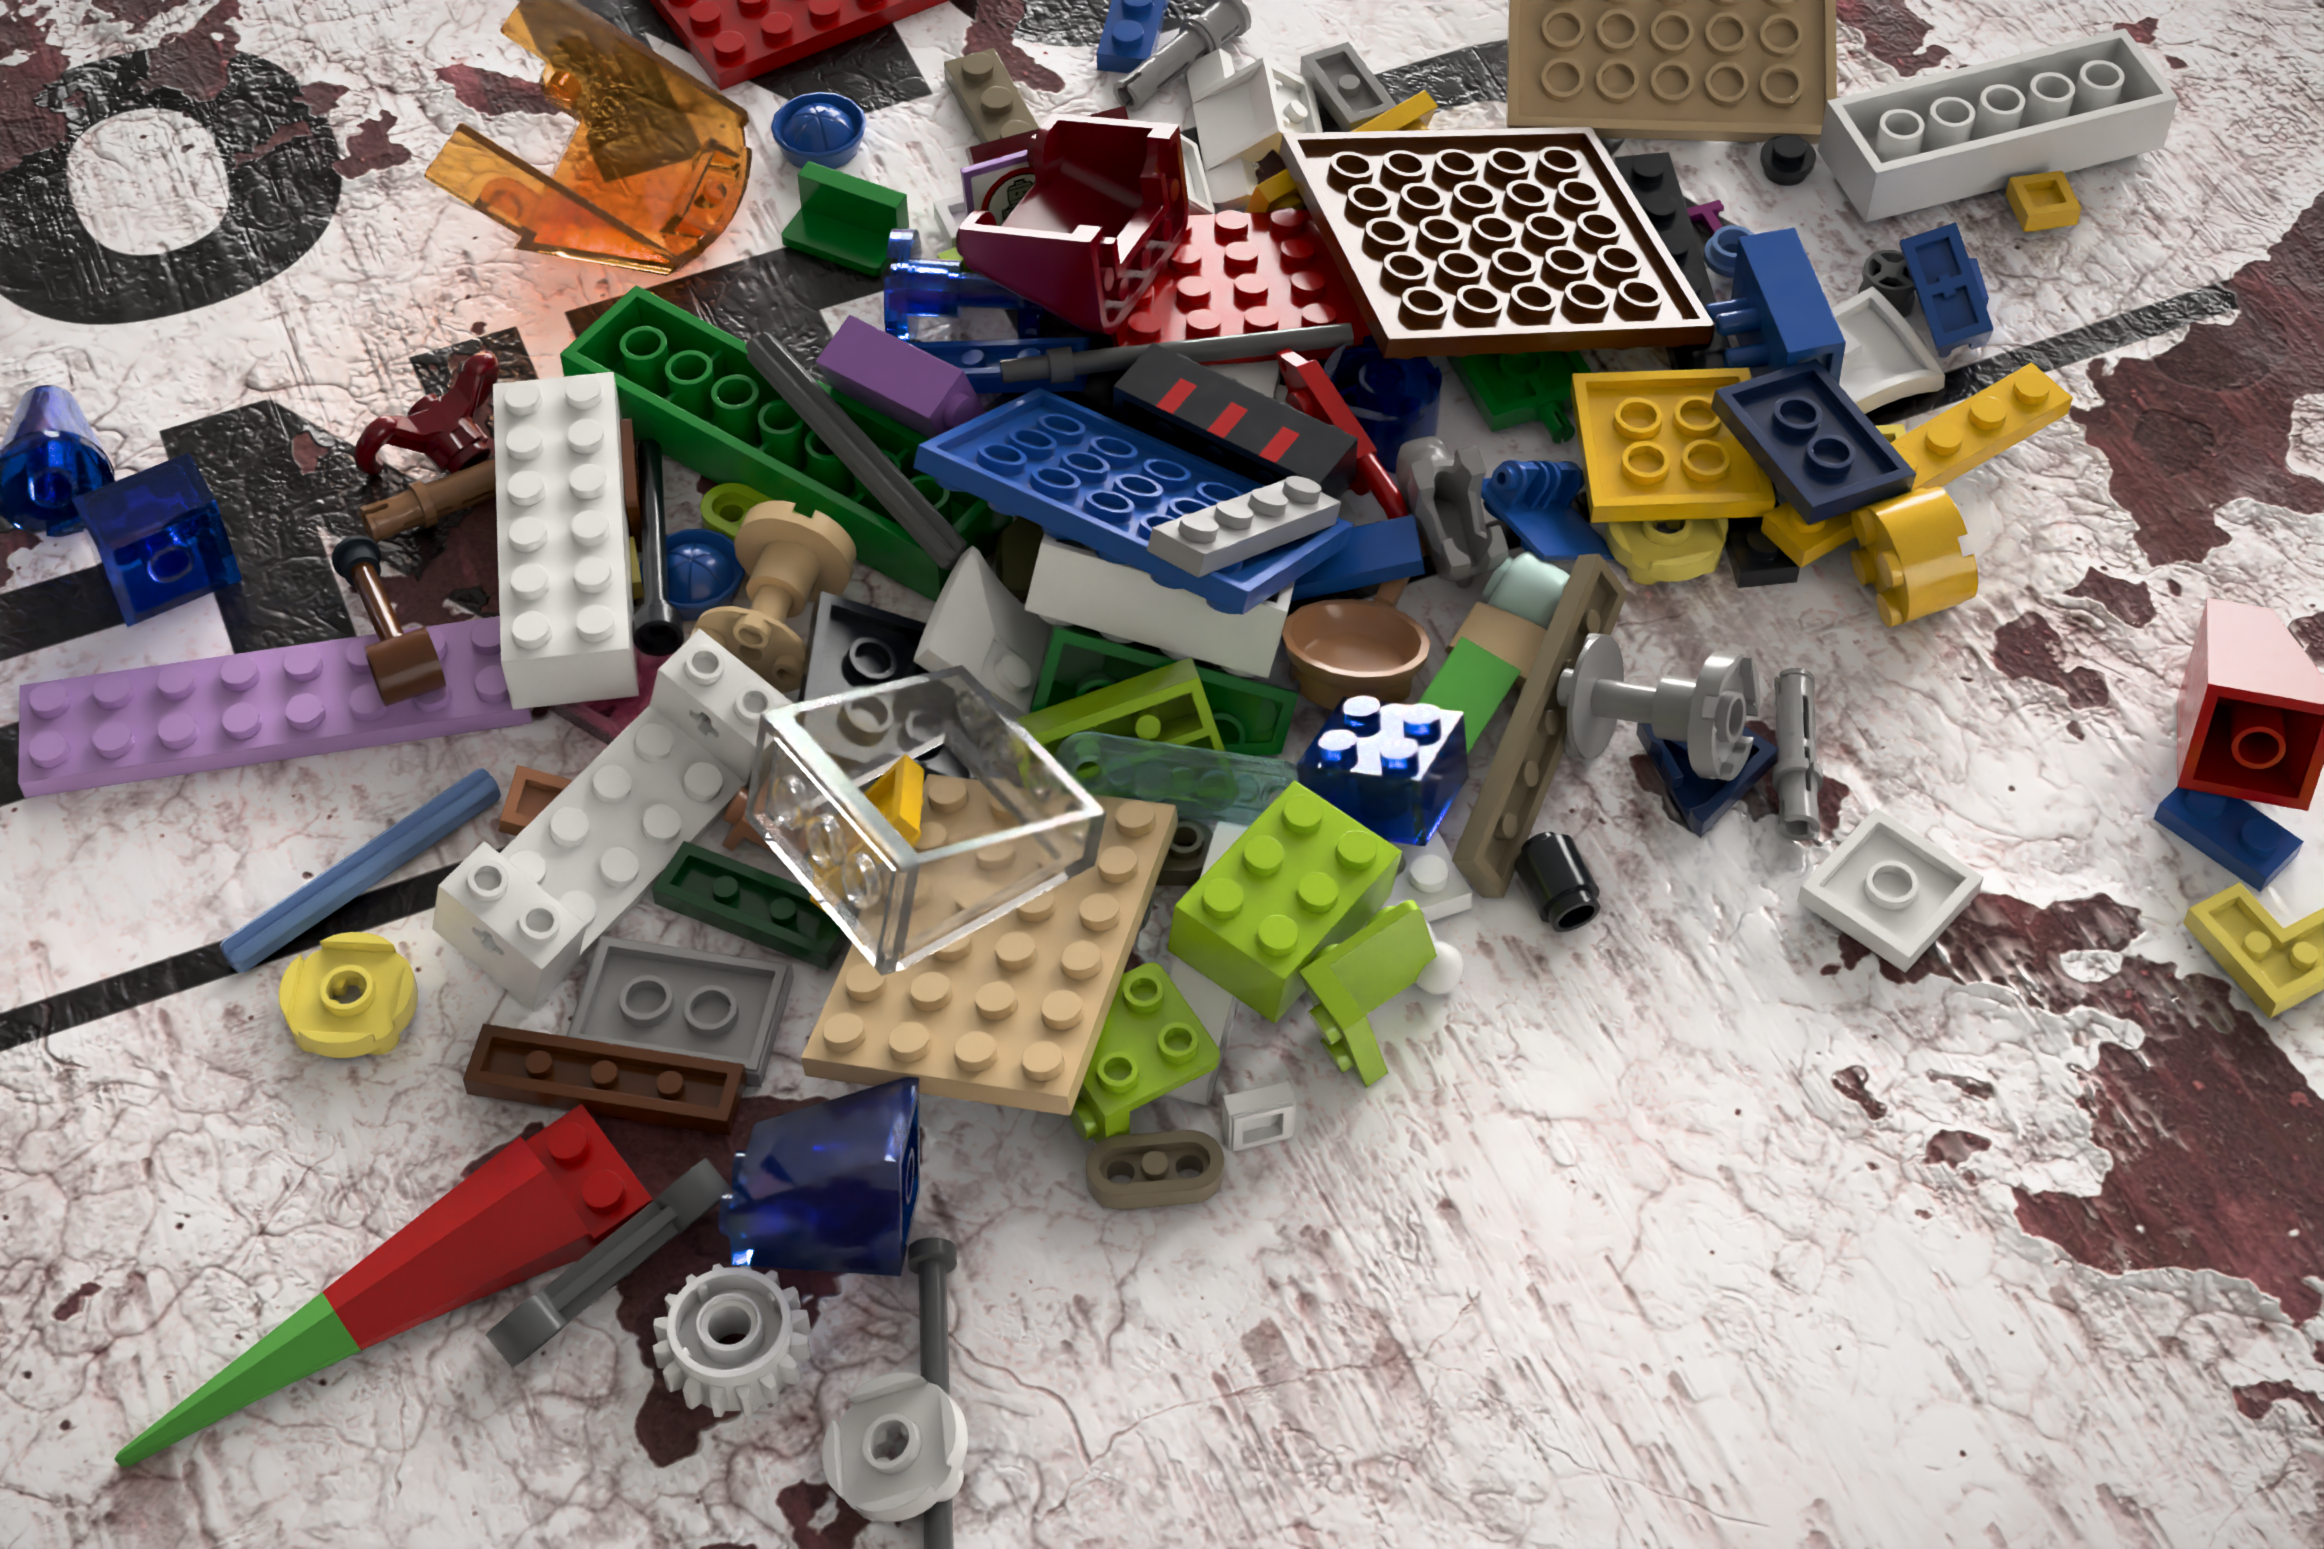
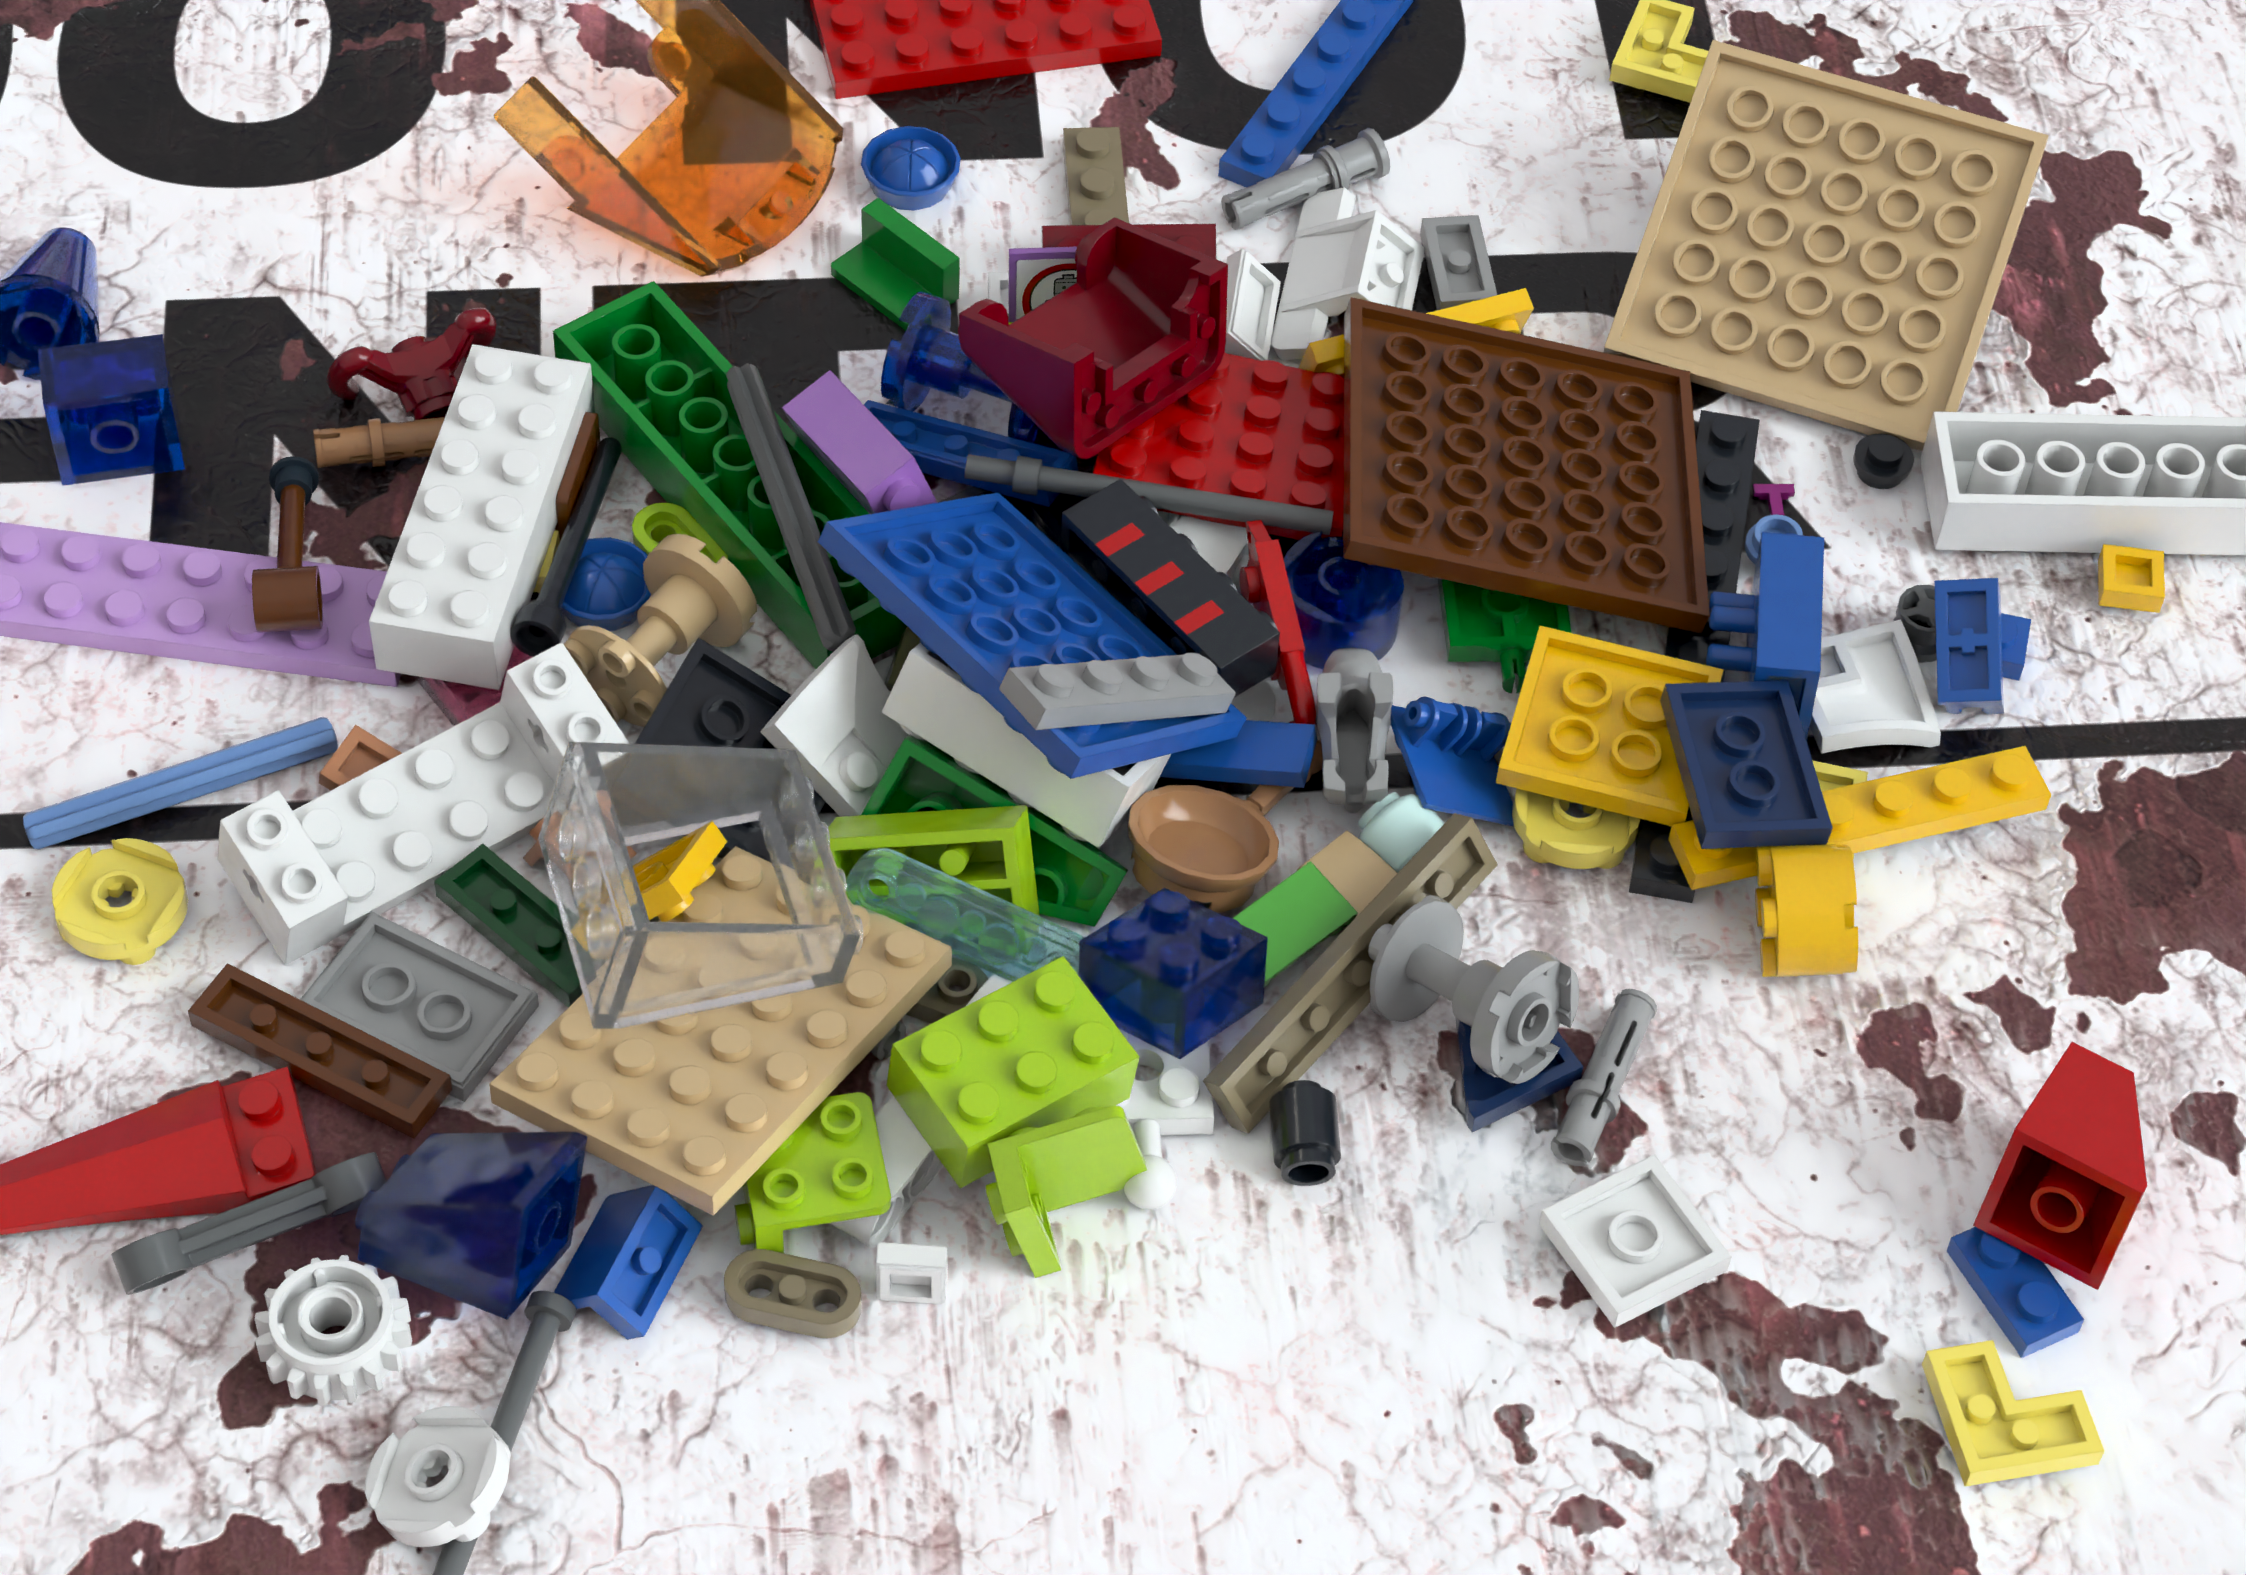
camera: 15 degrees right, 0 degrees up
(985, 1183) = (630, 1258): none -> blue panel

